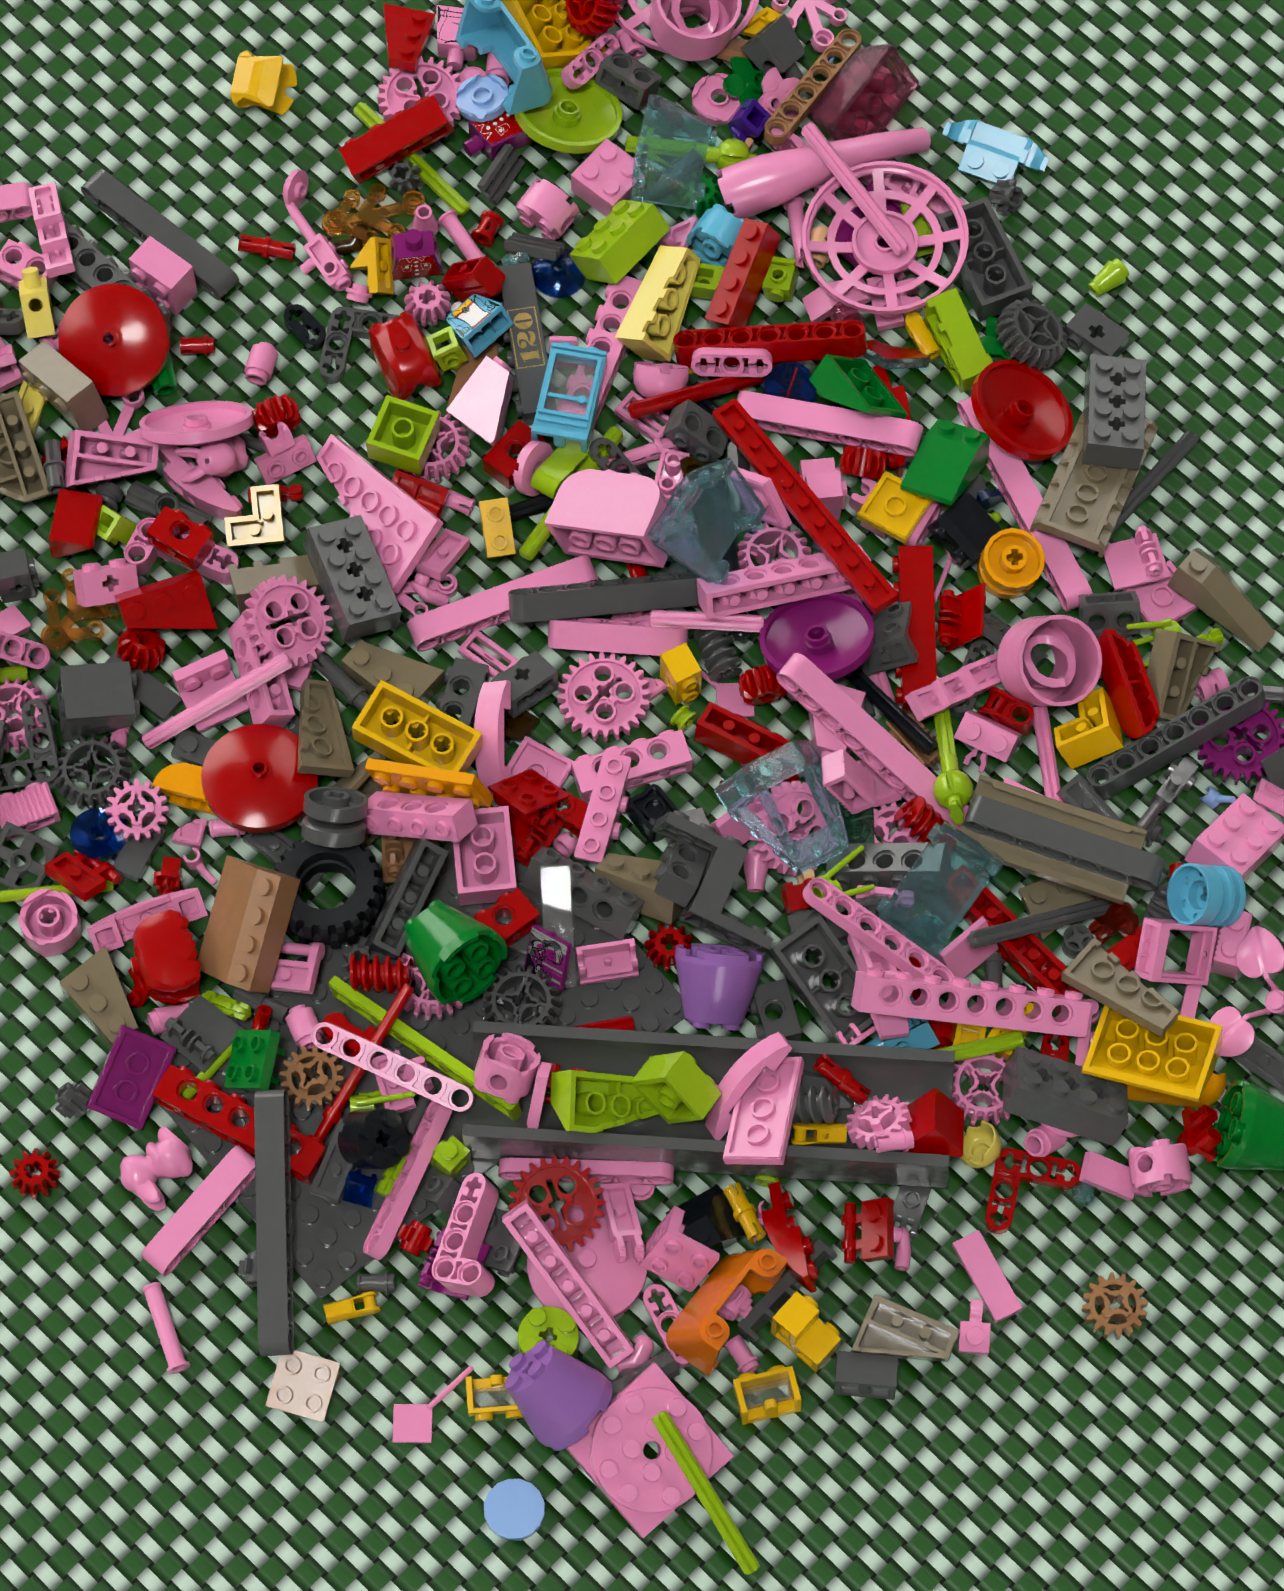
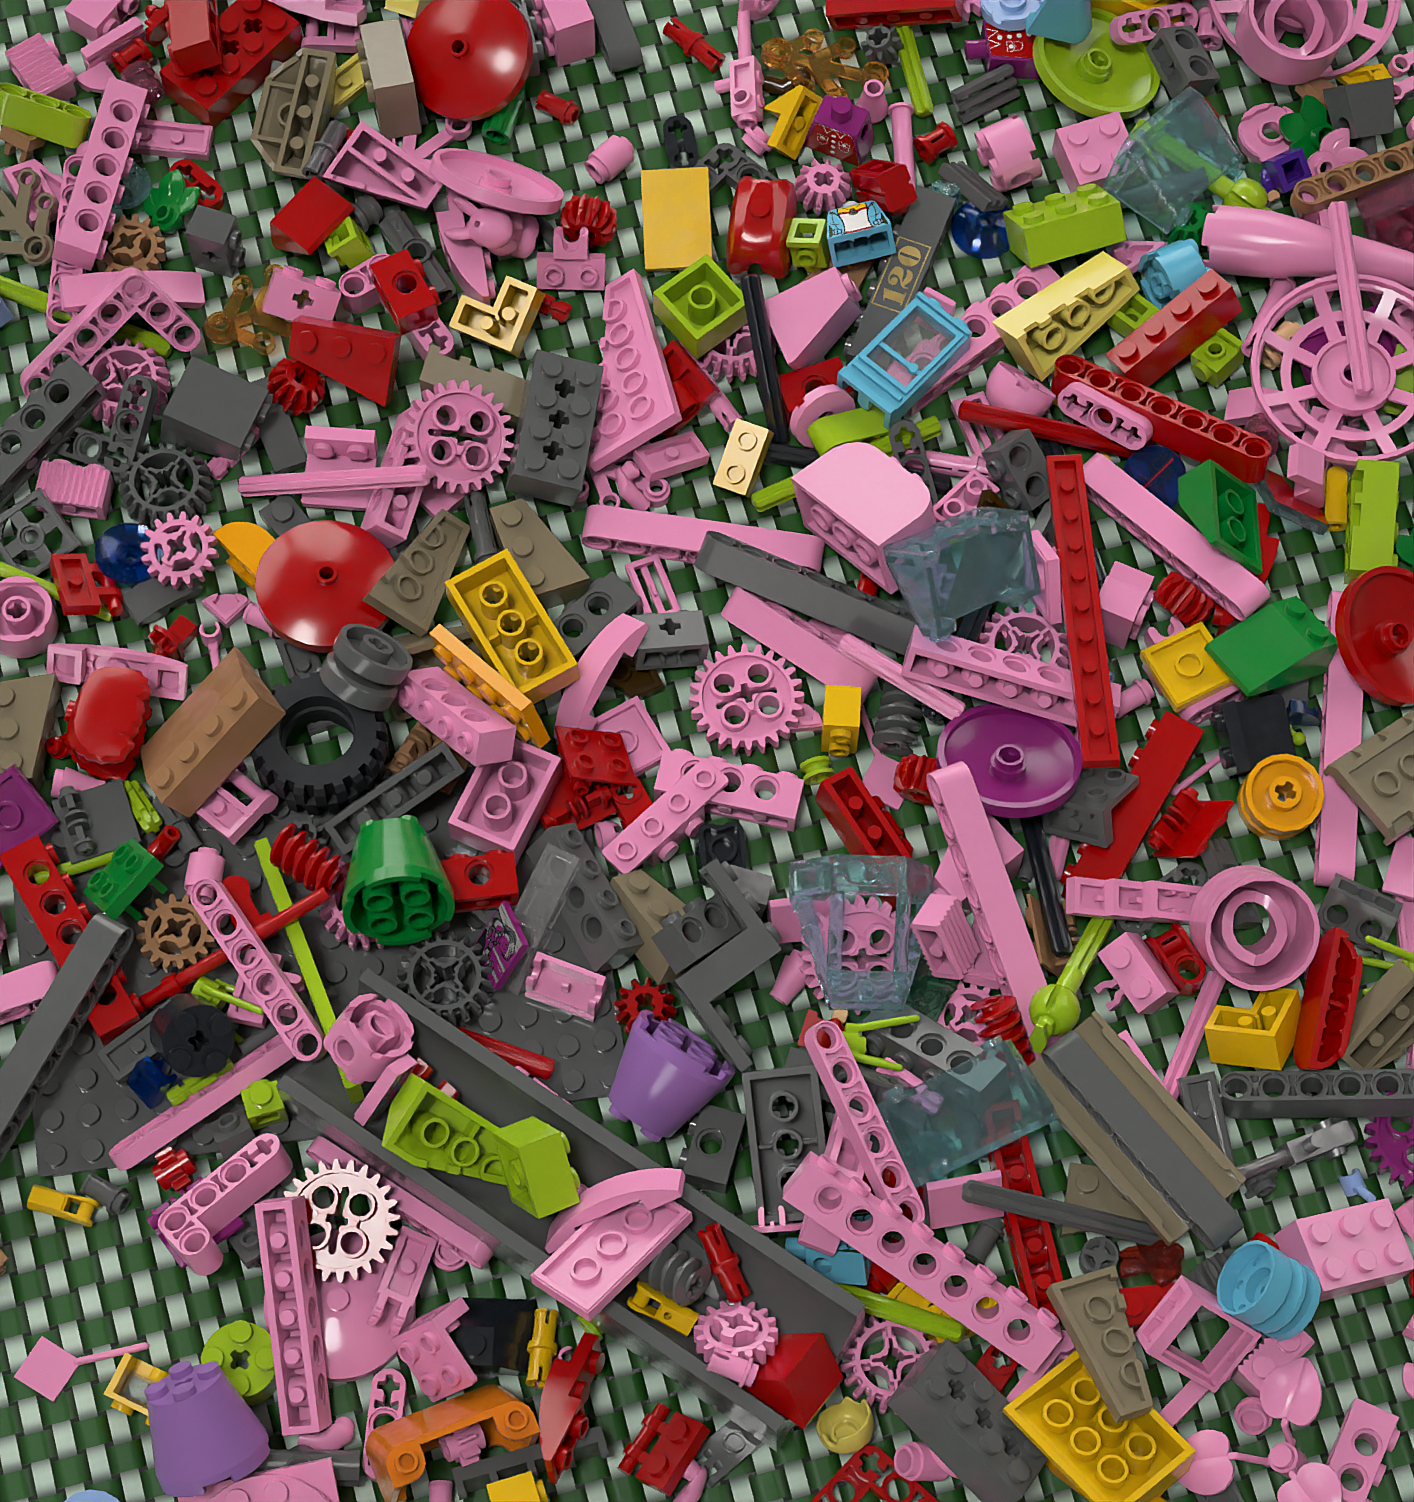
camera: 30 degrees right, 0 degrees up
(338, 382) = (675, 217): none -> yellow tile
(470, 446) = (764, 357): none -> black axle
(871, 544) = (1134, 696): none -> bright pink pin
(896, 329) = (1308, 471): none -> bright pink slope
(1239, 986) = (1251, 1416): none -> bright pink plate

